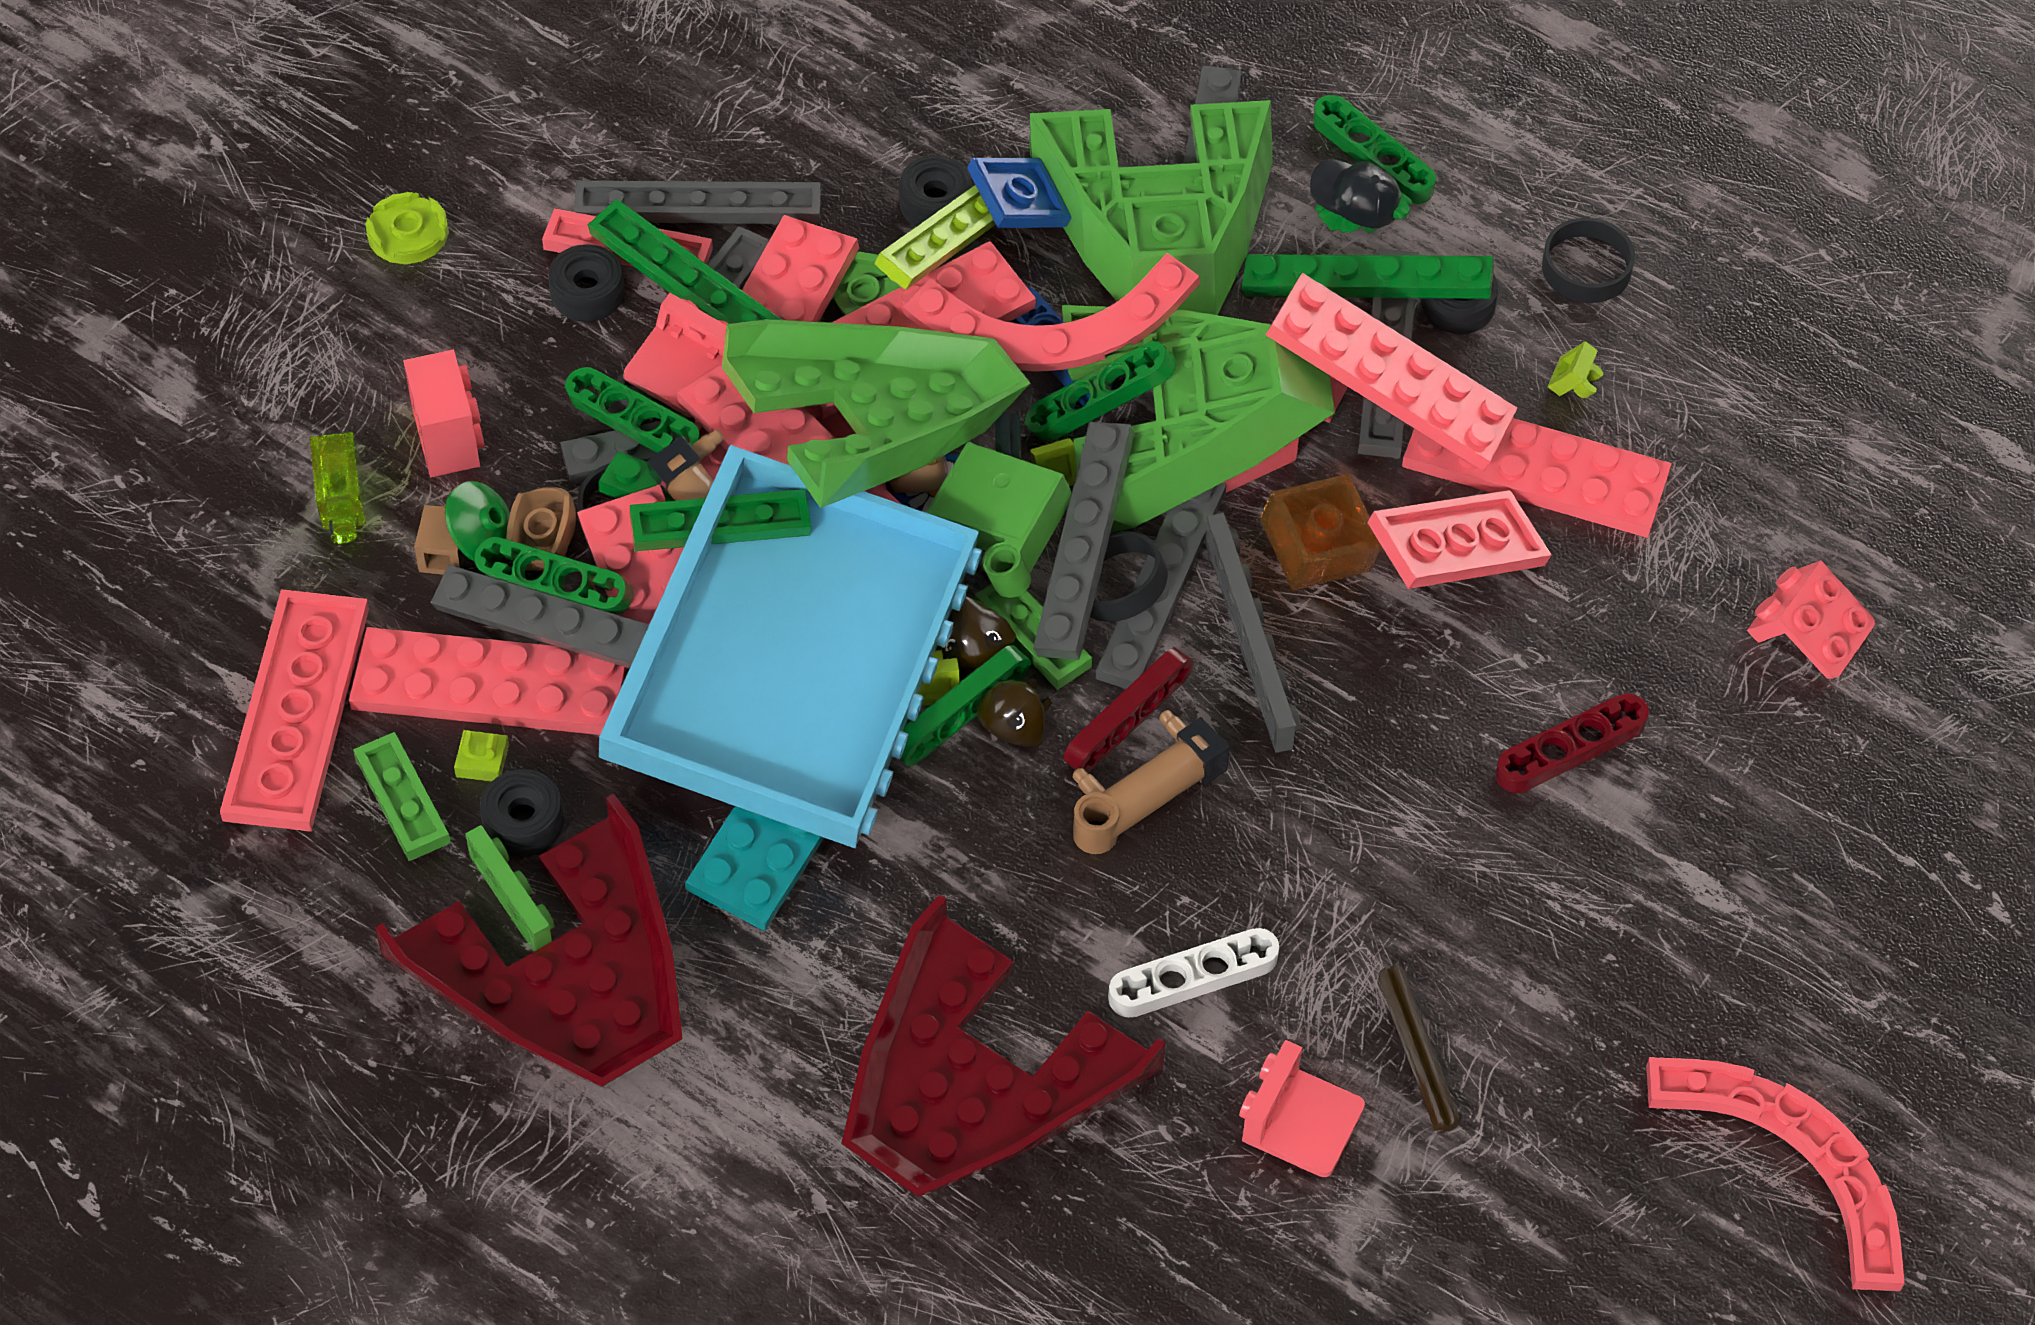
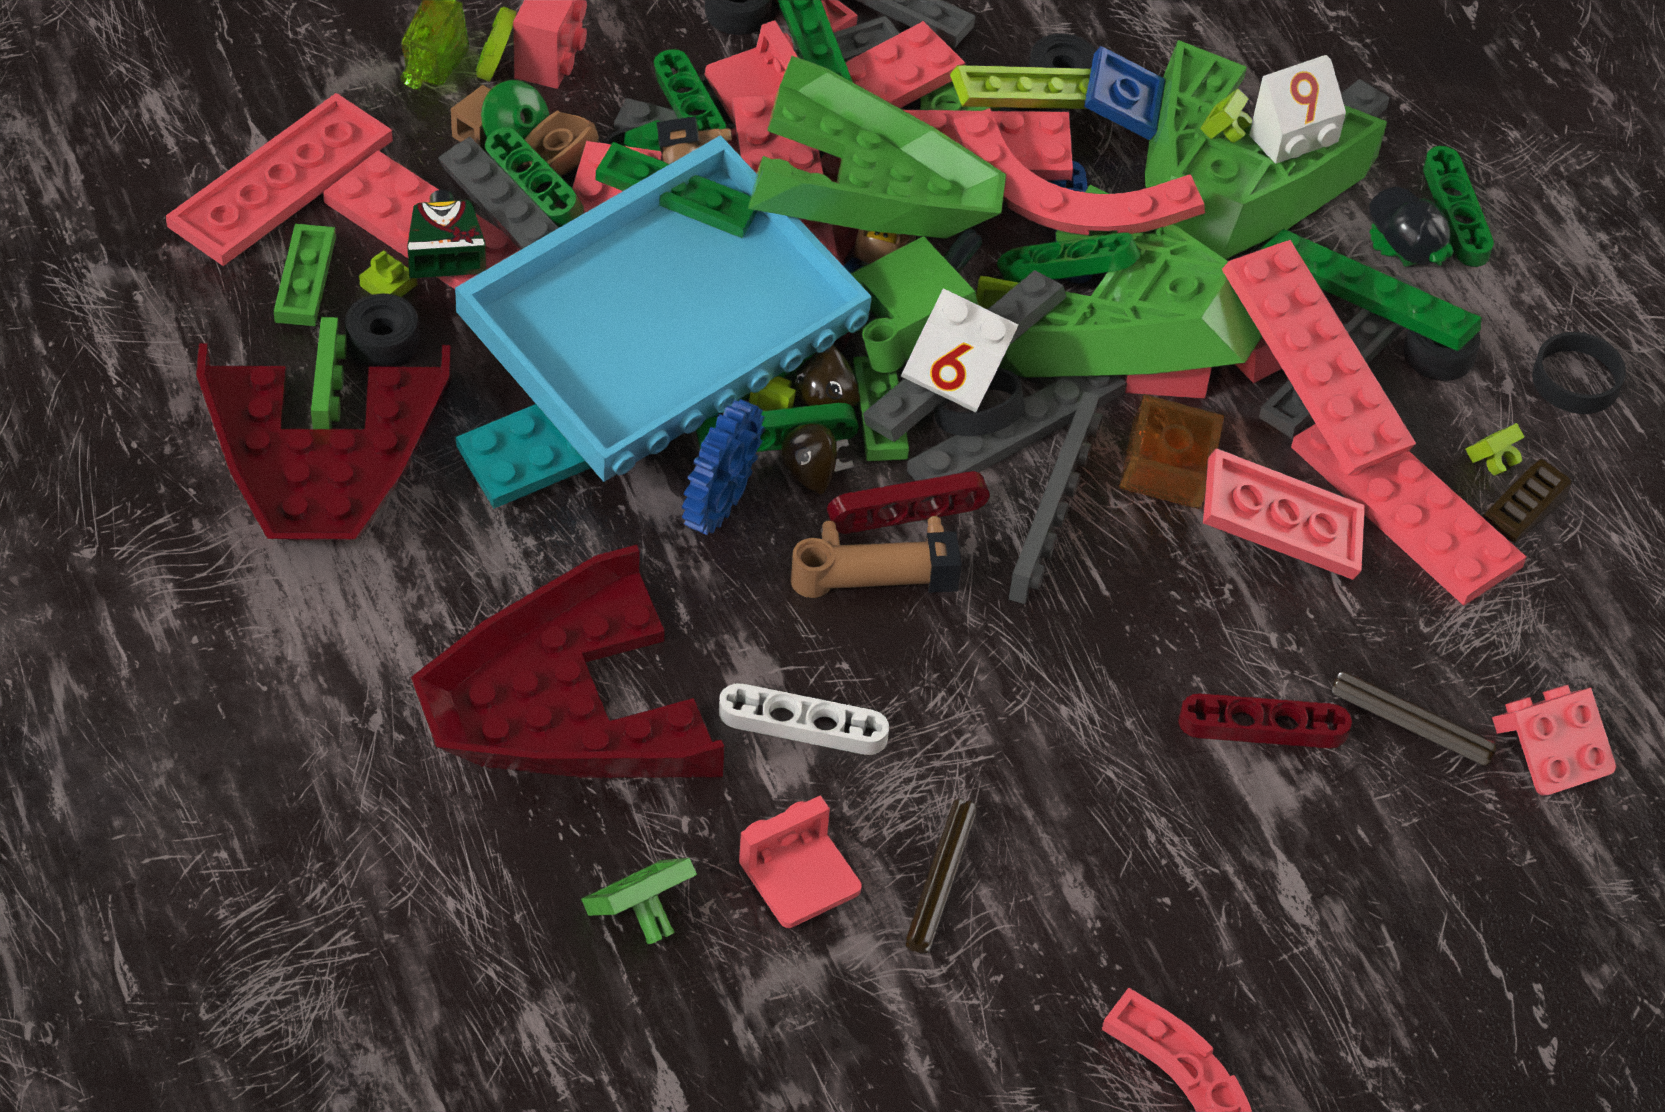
camera: 30 degrees right, 5 degrees down
(405, 454) = (495, 44): none -> lime tile
(519, 685) = (445, 238): none -> dark green torso
(964, 774) = (723, 466): none -> blue gear
(1093, 540) = (959, 350): none -> white slope
(1141, 172) = (1228, 117): none -> lime tile
(1192, 1222) = (641, 893): none -> bright green tile
(1206, 136) = (1298, 110): none -> white slope
(1640, 384) = (1541, 480): none -> dark brown slope
(1687, 668) = (1414, 718): none -> dark brown axle

